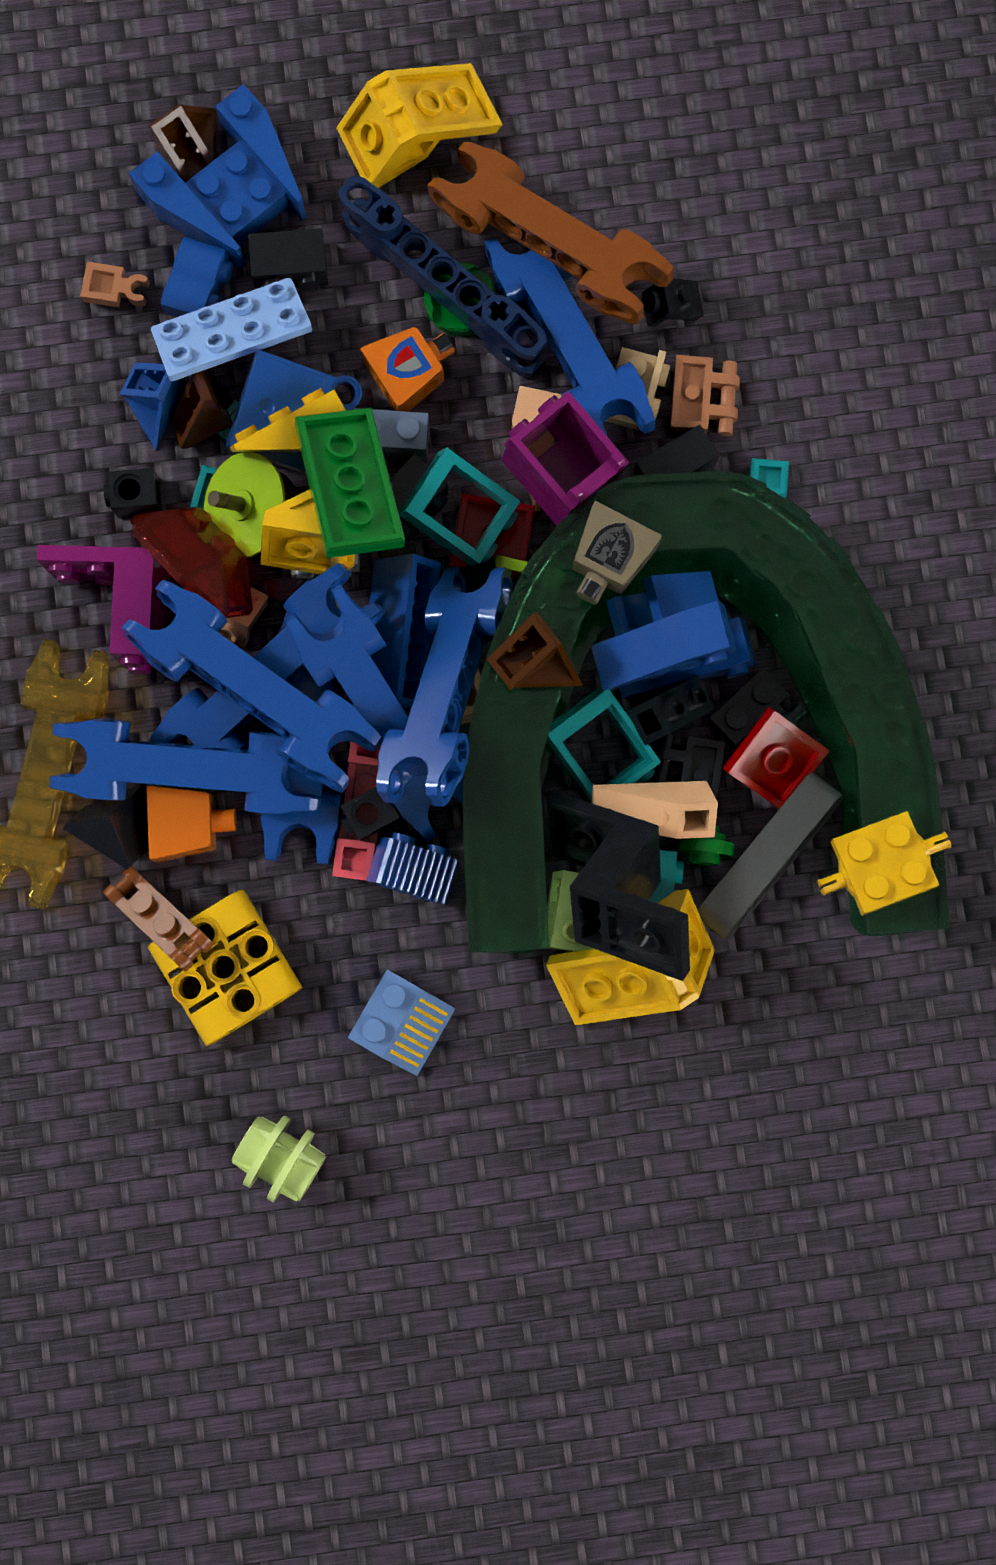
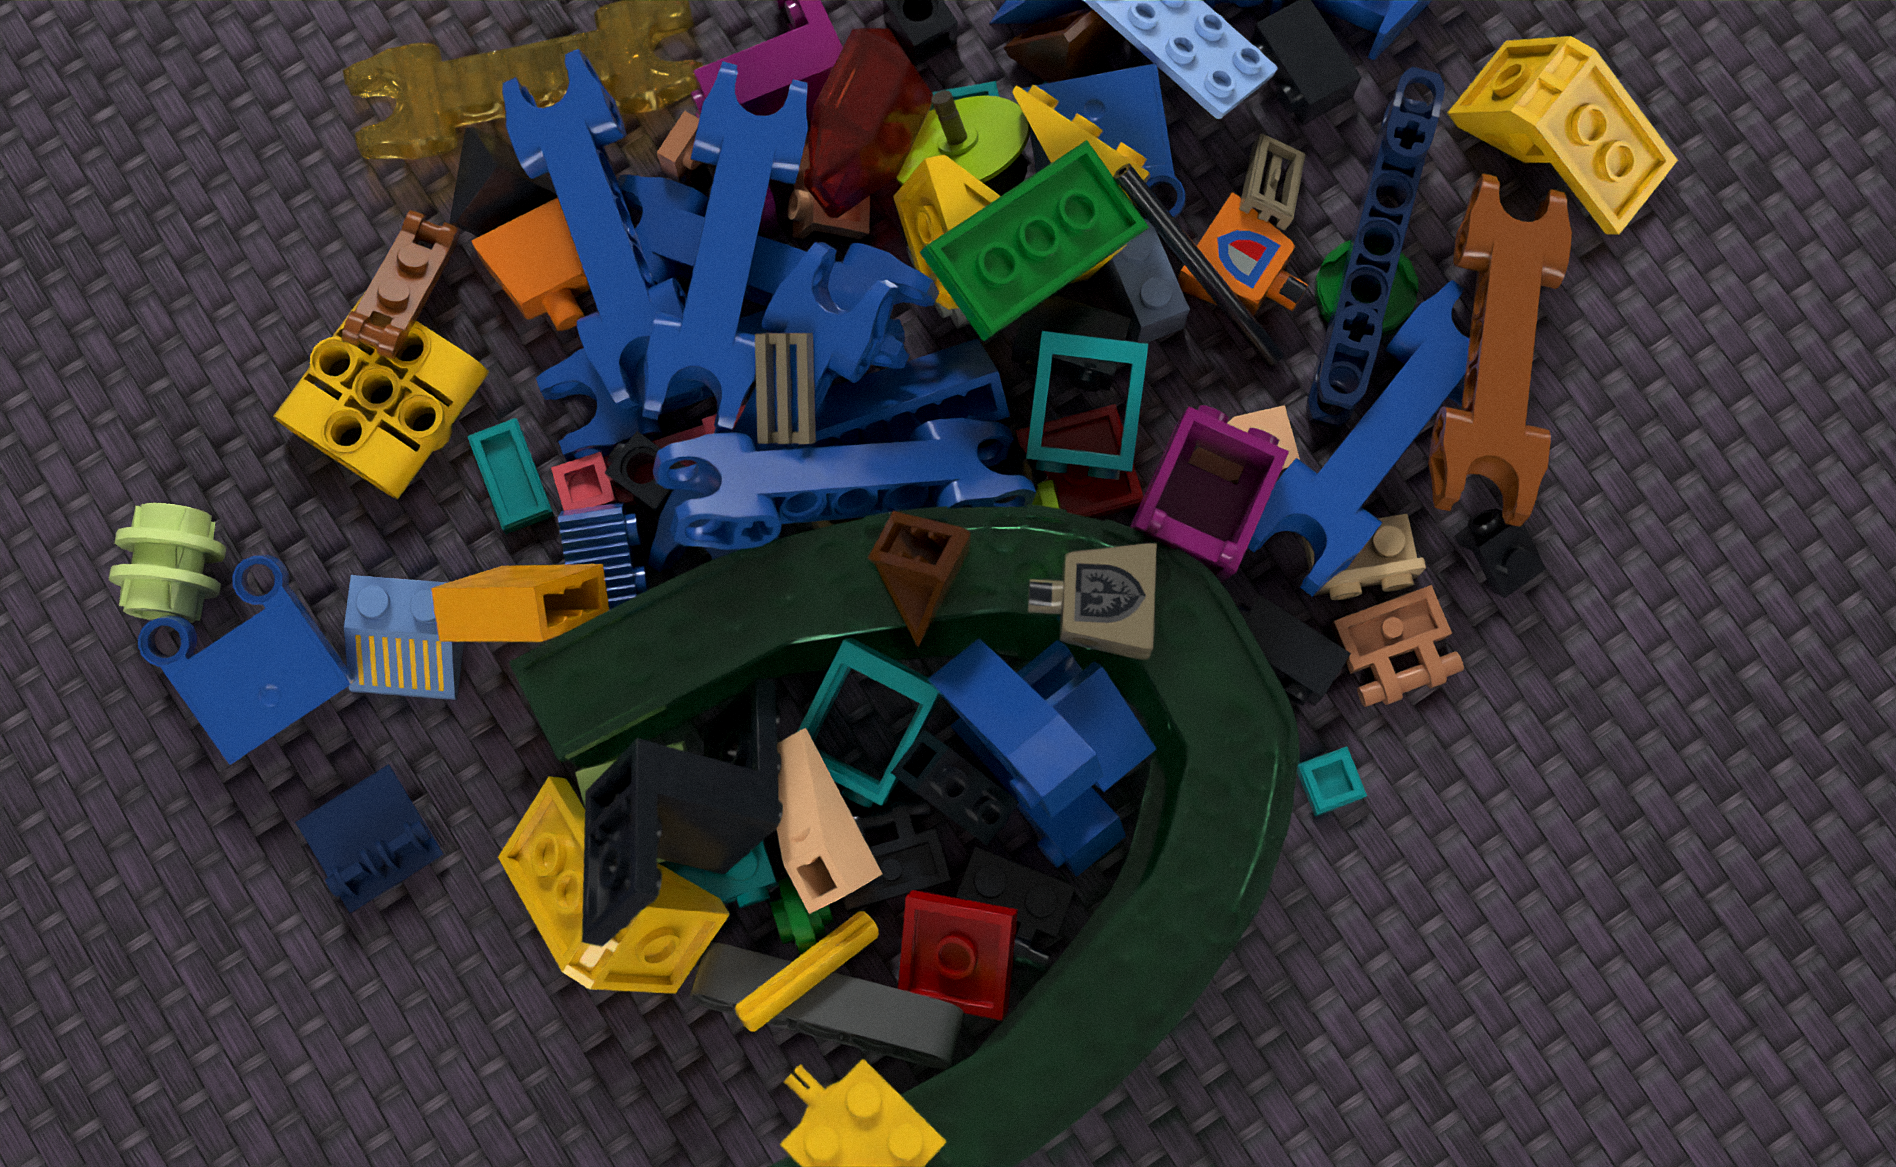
camera: 65 degrees right, 5 degrees down
(155, 687) = (677, 149): none -> nougat plate
(320, 906) = (510, 476): none -> teal tile
(357, 322) = (1265, 202): none -> dark tan tile
(386, 1128) = (255, 674): none -> blue piece
(400, 704) = (765, 388): none -> dark tan tile
(403, 392) = (1198, 264): none -> black piece
(425, 931) = (519, 603): none -> light orange brick
(523, 1104) = (369, 839): none -> dark blue hinge
(747, 856) = (807, 971): none -> yellow axle

